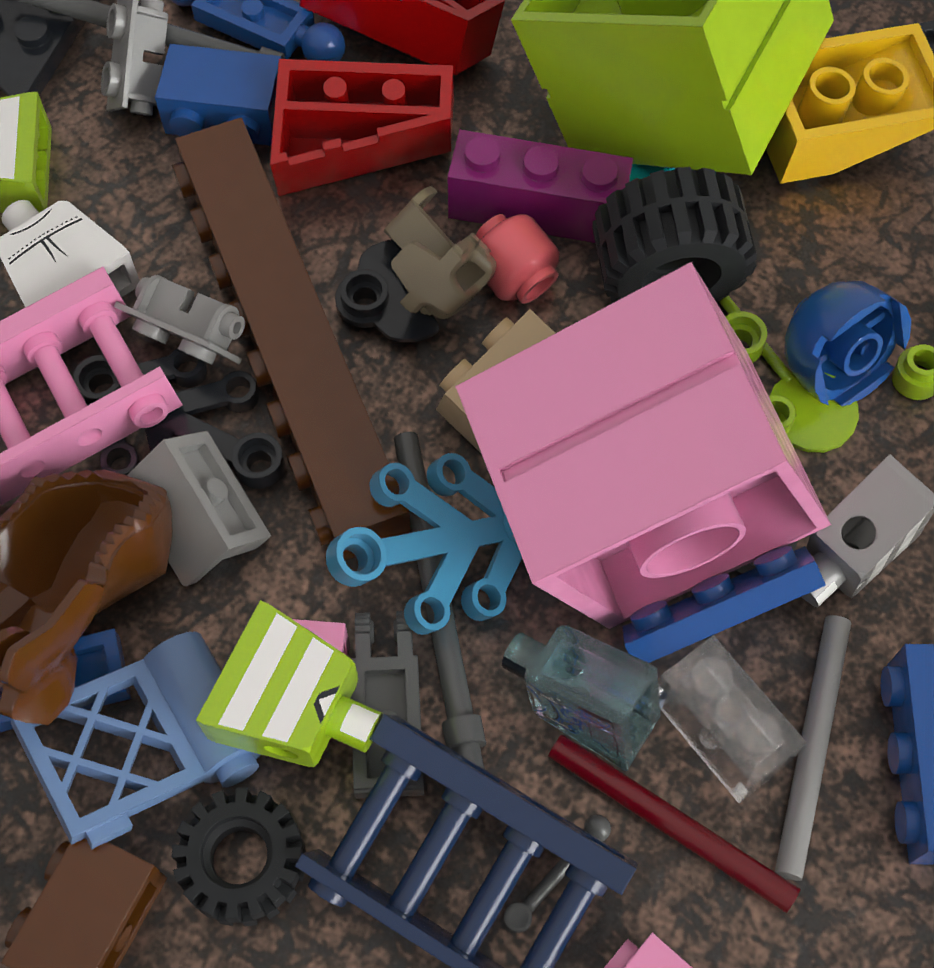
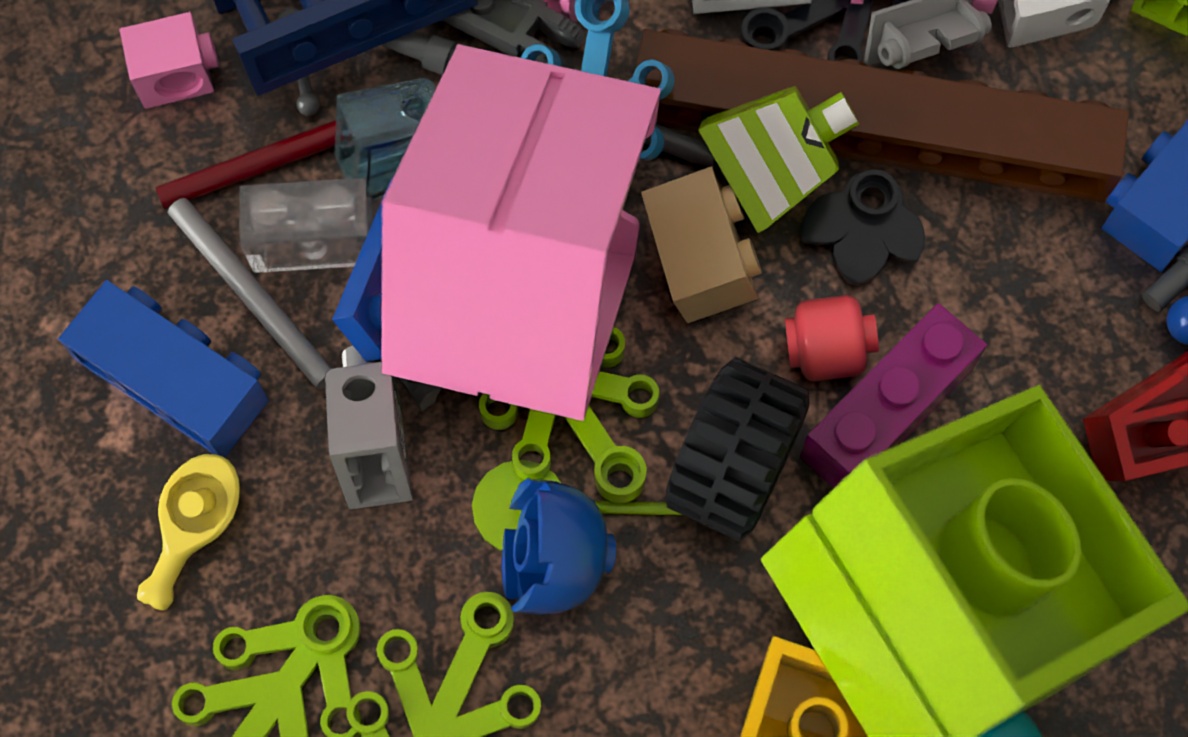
camera: 125 degrees right, 5 degrees up
(356, 119) = (1070, 279): red wedge -> none
(388, 358) = (777, 149): none -> torso
(432, 268) = (835, 263): dark tan piece -> none

